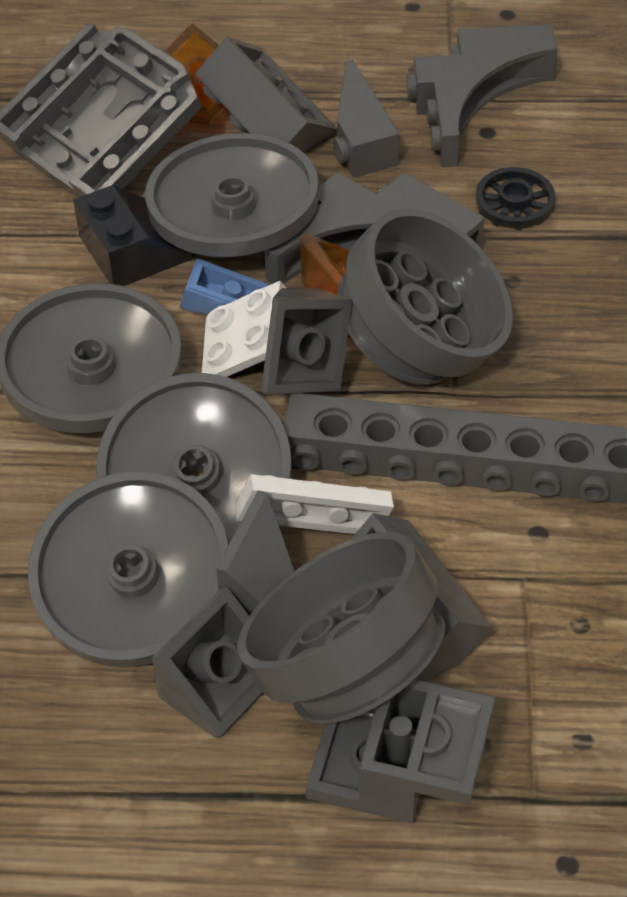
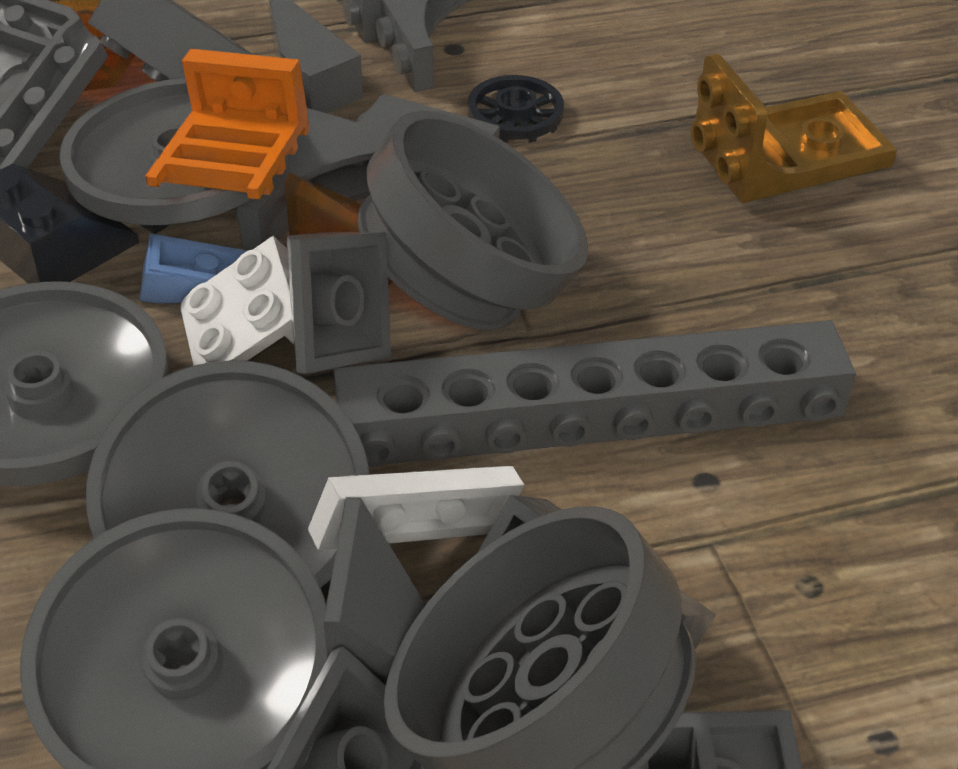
camera: 20 degrees left, 5 degrees down
(280, 173) = (239, 123): none -> orange plate

